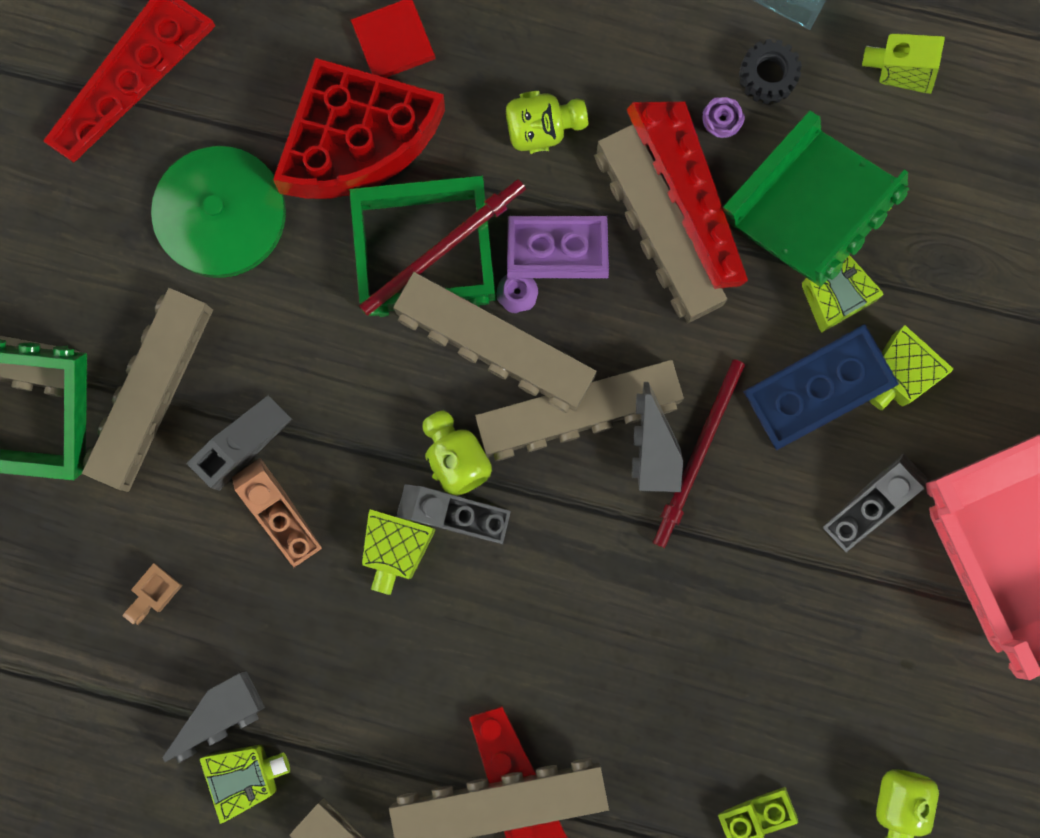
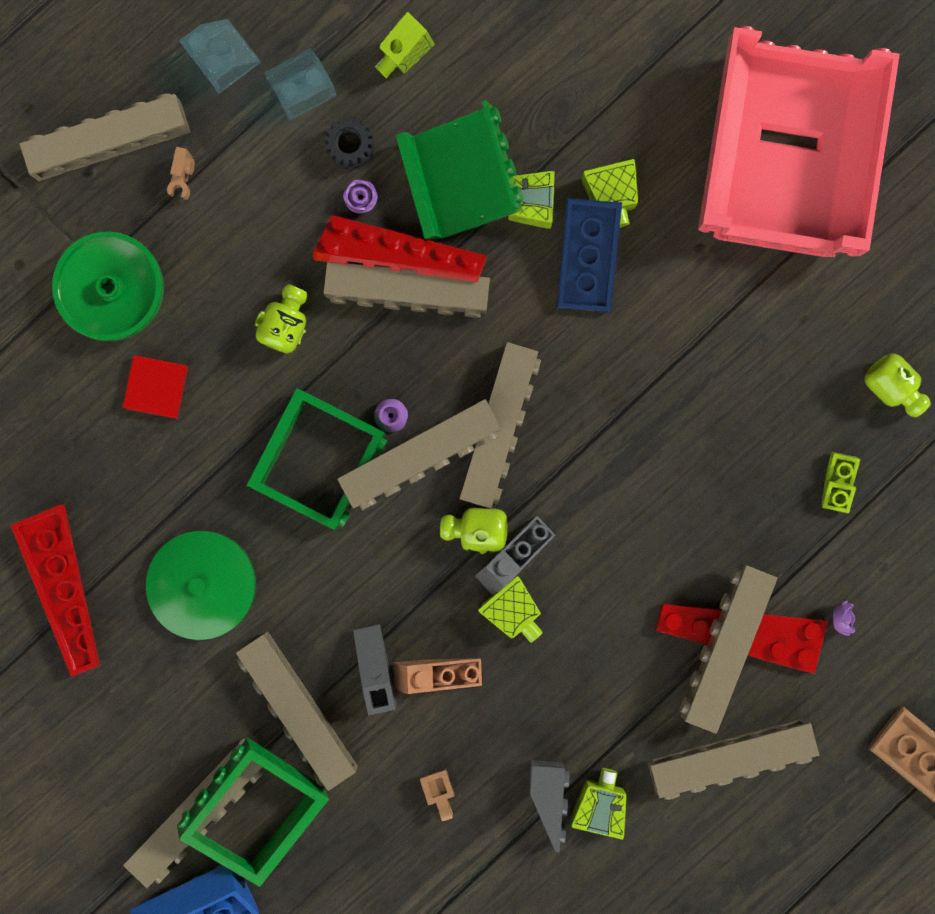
camera: 60 degrees left, 5 degrees up
(354, 132) = (207, 456): red brick -> none
(493, 206) = (324, 393): dark red bar -> none
(557, 247) = (378, 368): medium lavender tile -> none
(659, 452) = (565, 392): dark grey slope -> none
(673, 512) = (607, 408): dark red bar -> none
(876, 502) = (687, 268): dark grey slope -> none

